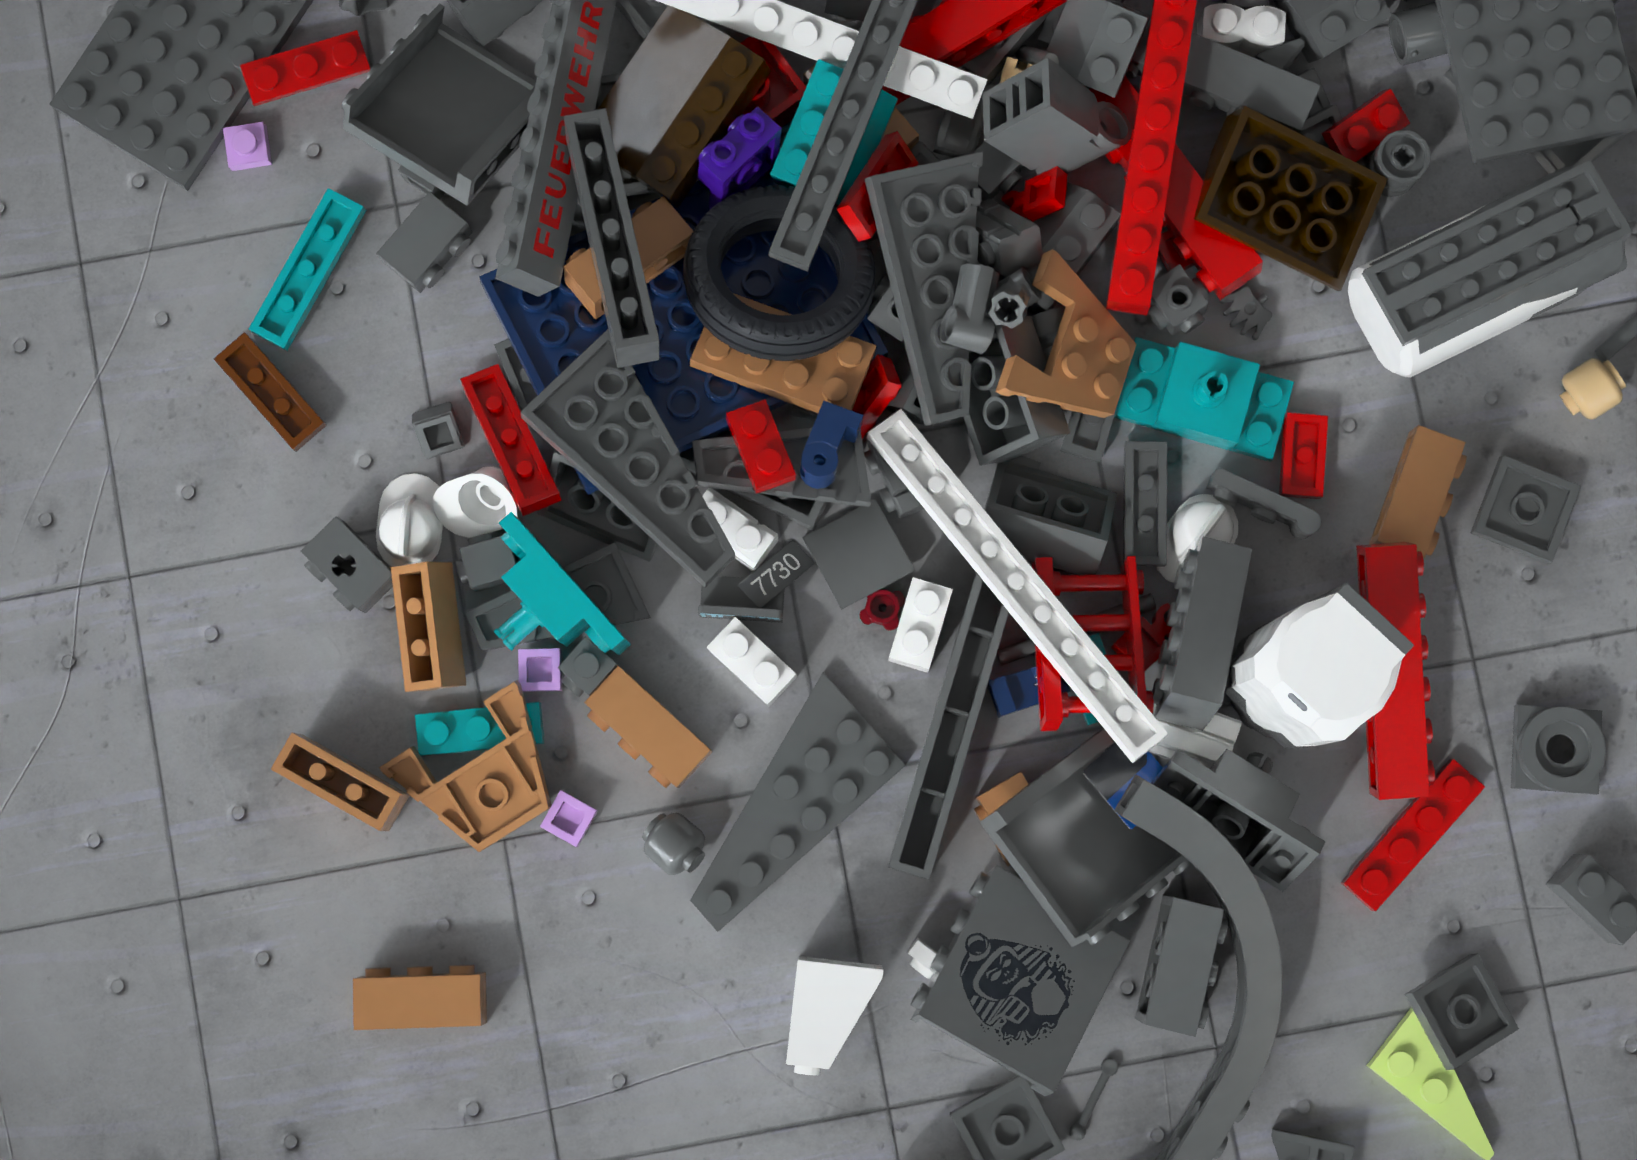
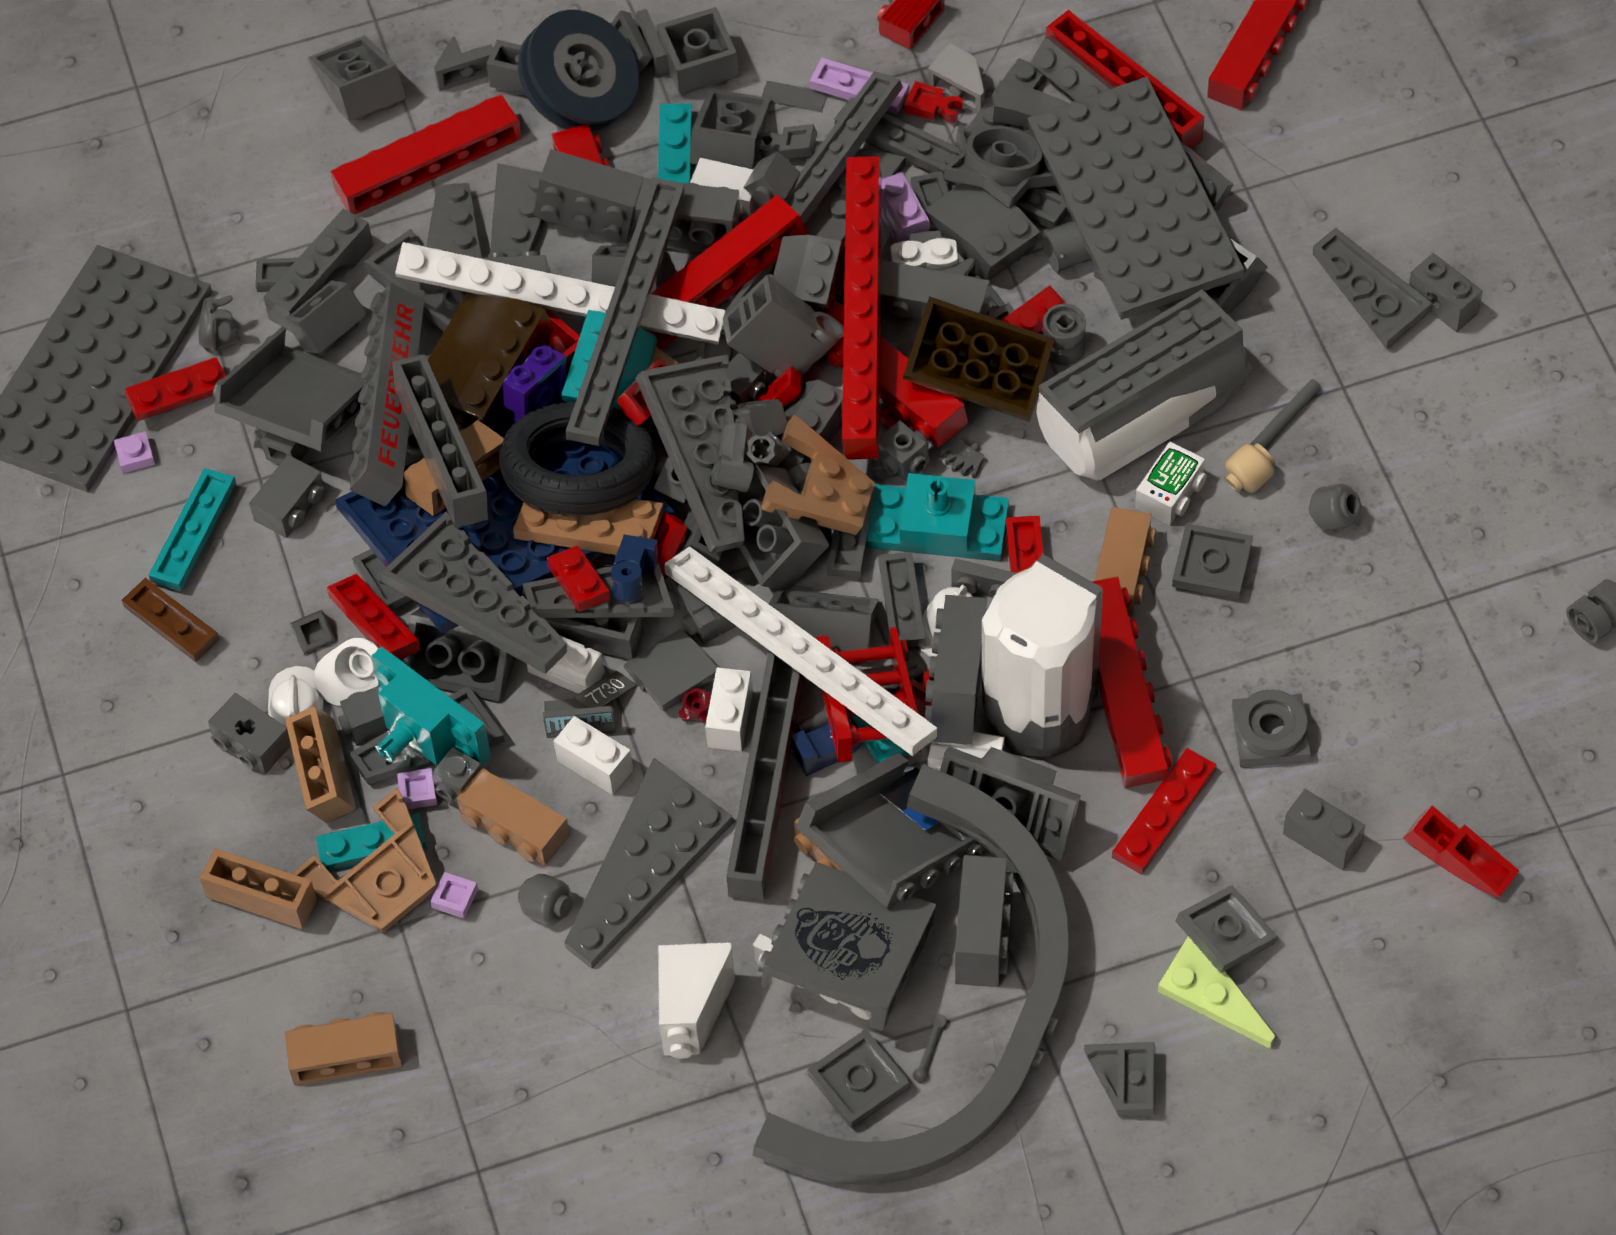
camera: 10 degrees left, 25 degrees down
(1493, 395) = (1170, 483): none -> brick

